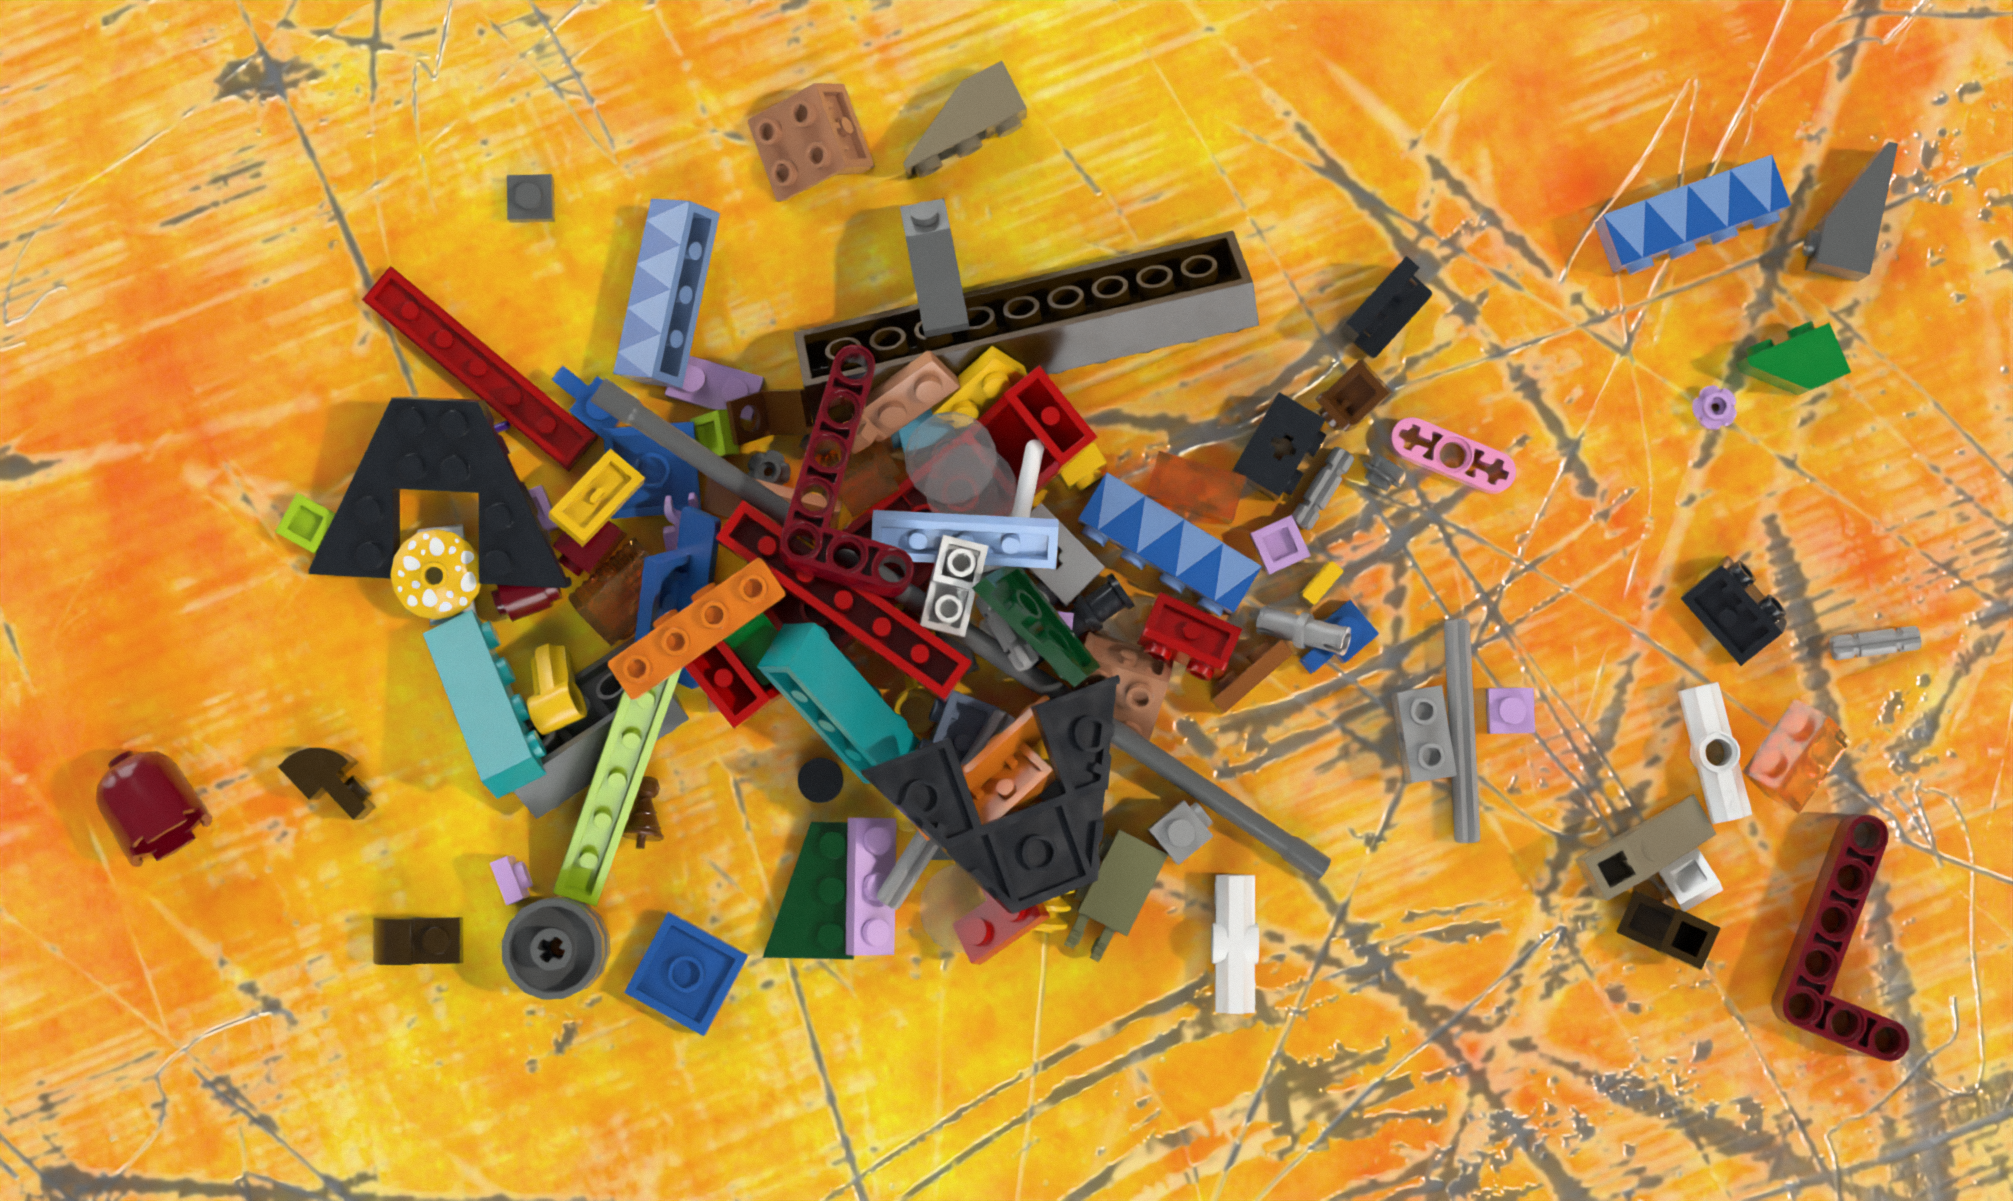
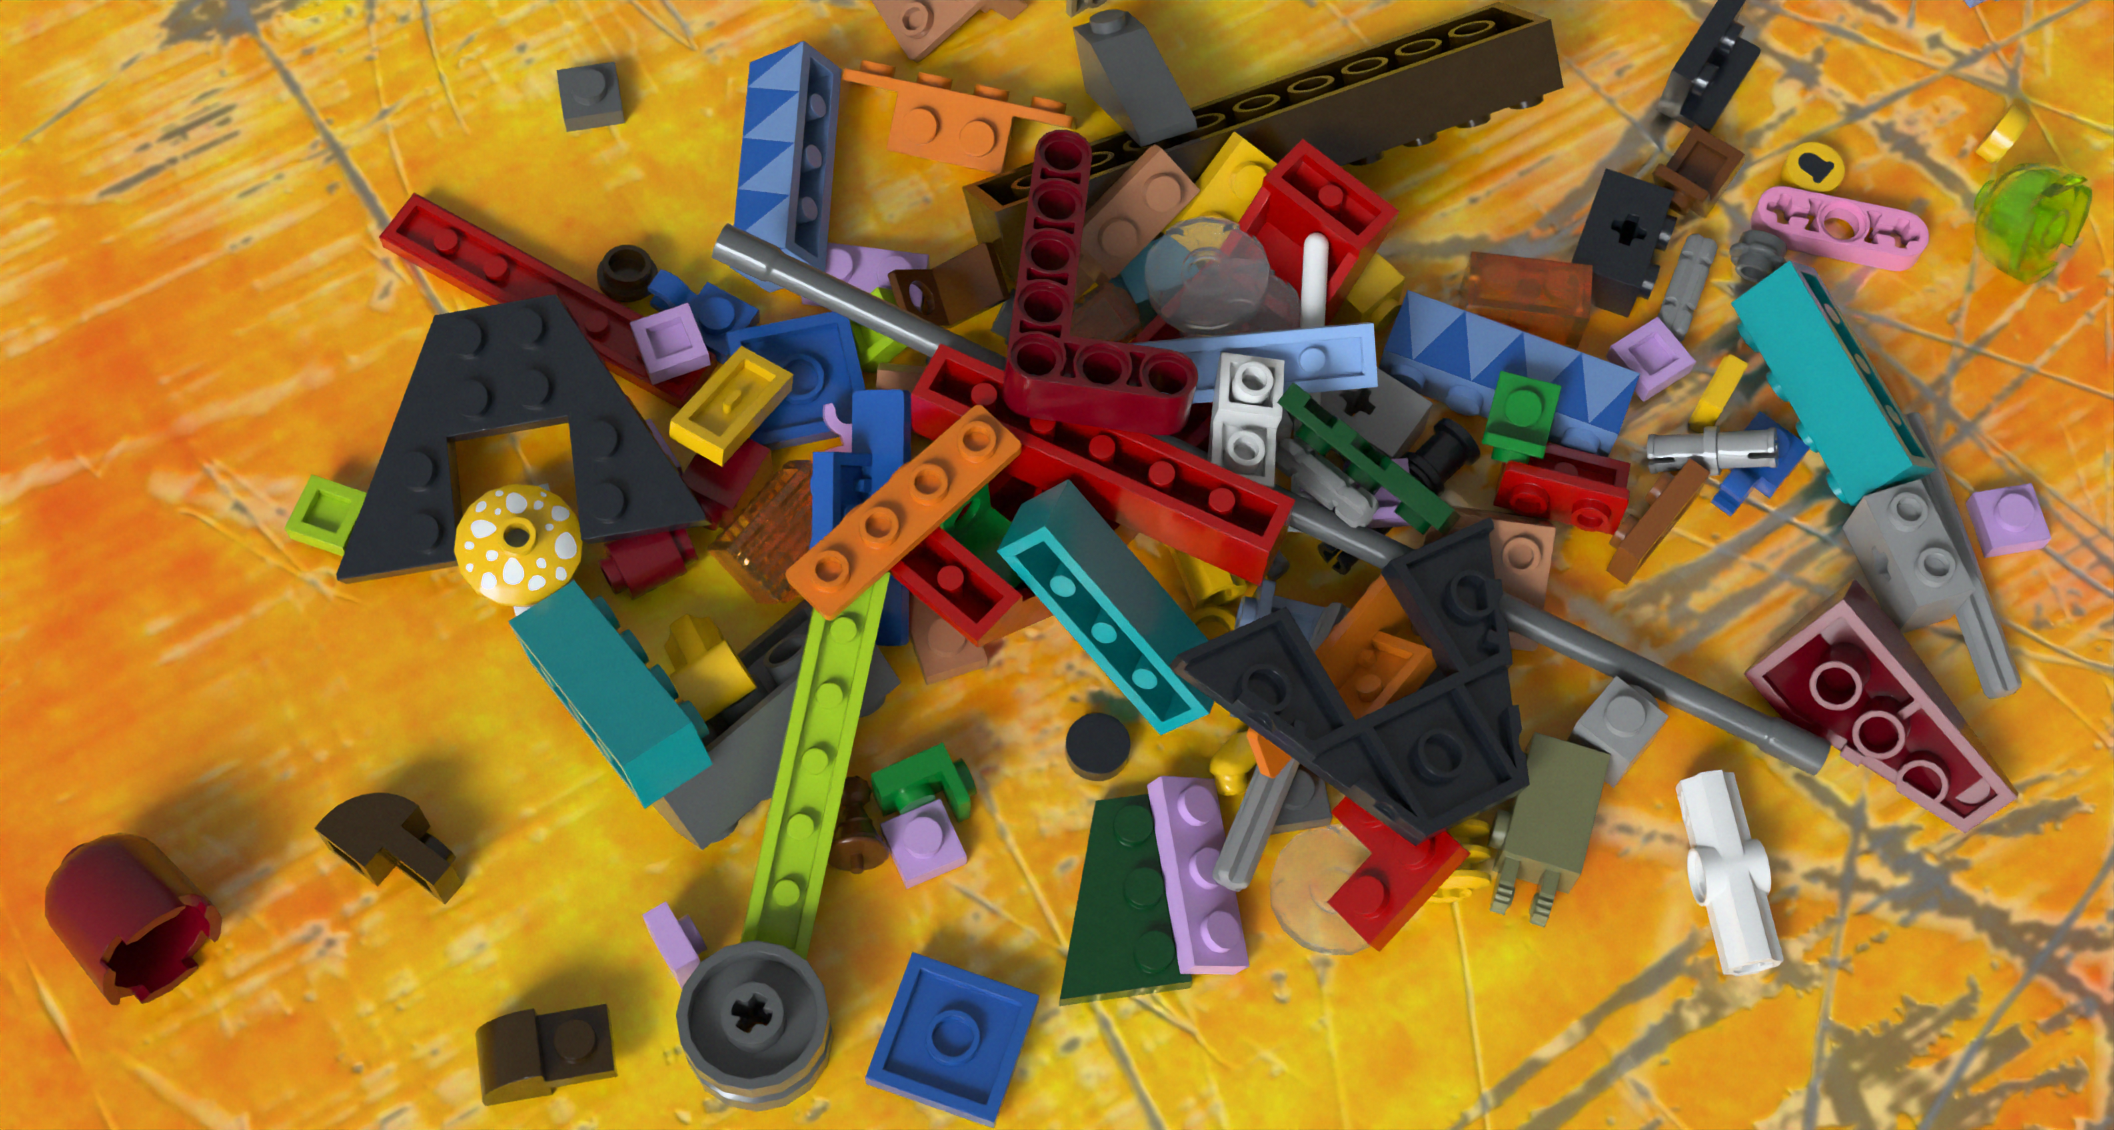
camera: 15 degrees left, 20 degrees down
(539, 359) = (626, 273): none -> dark brown plate
(561, 430) = (670, 343): none -> lavender plate
(687, 792) = (920, 777): none -> green bracket
(689, 831) = (923, 843): none -> lavender plate
(800, 264) = (952, 124): none -> orange bracket
(1163, 593) = (1520, 417): none -> green bracket
(1367, 826) = (1871, 695): none -> dark red wedge
(1403, 593) = (1829, 384): none -> teal brick
(1445, 403) = (1813, 168): none -> yellow tile
(1590, 476) = (2028, 216): none -> clear neon green cylinder
(1598, 398) = (2003, 134): none -> yellow tile

